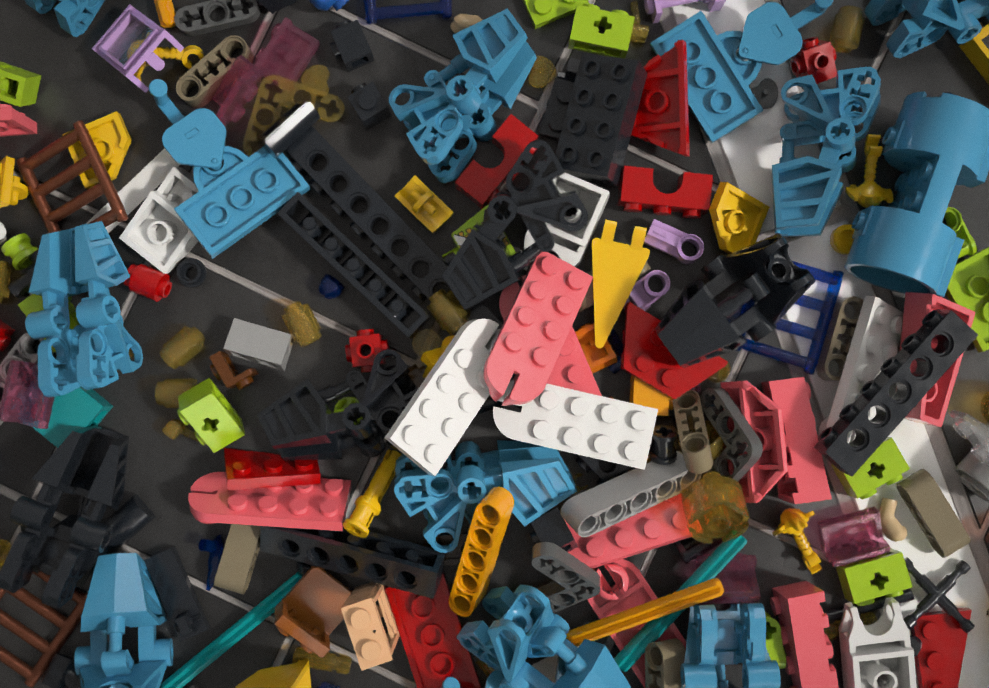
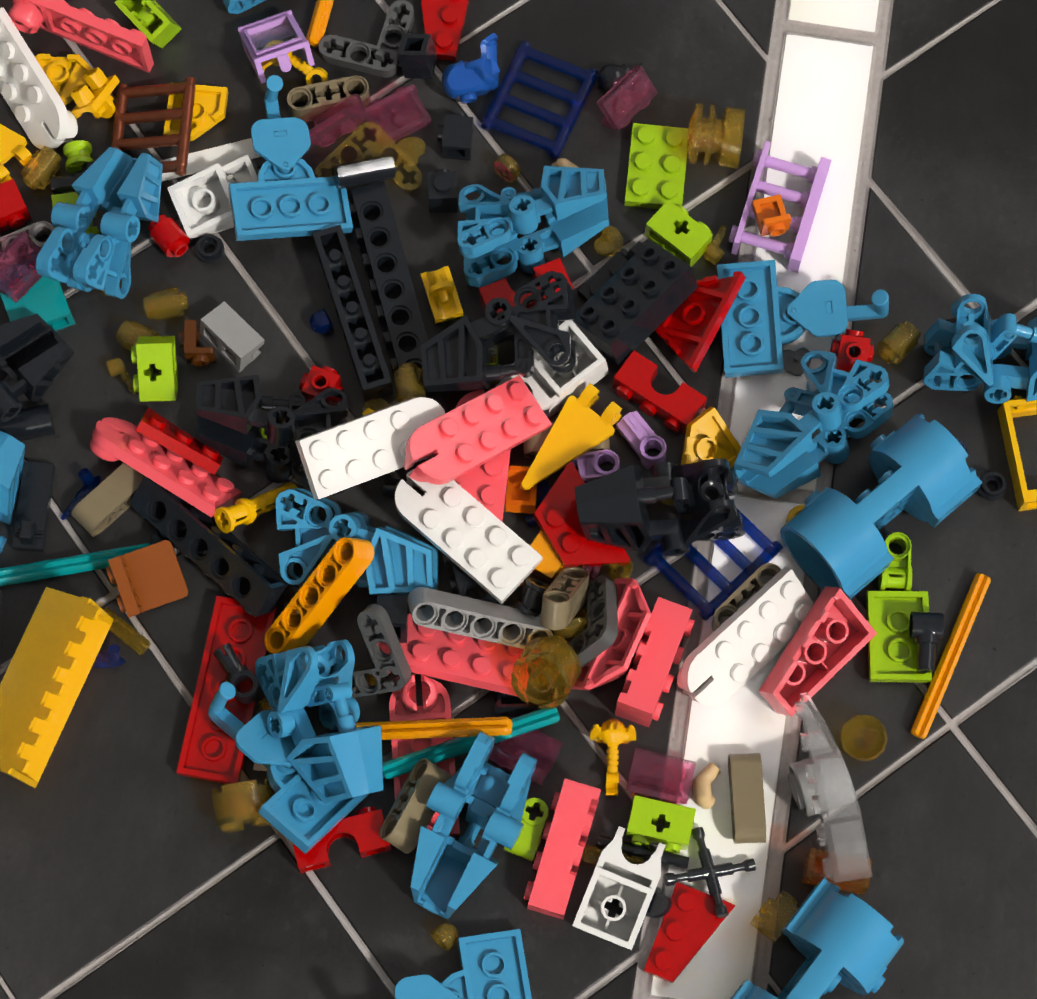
camera: 30 degrees right, 15 degrees down
(302, 323) = (278, 338): clear yellow brick -> none
(363, 617) = (182, 614): light nougat door -> none
(413, 51) = (507, 168): none -> clear yellow tile
(444, 654) = (237, 673): none -> black pin
(869, 192) = (844, 483): yellow piece -> none
(888, 469) = (725, 718): lime brick -> none
(953, 340) = (830, 613): black brick -> none

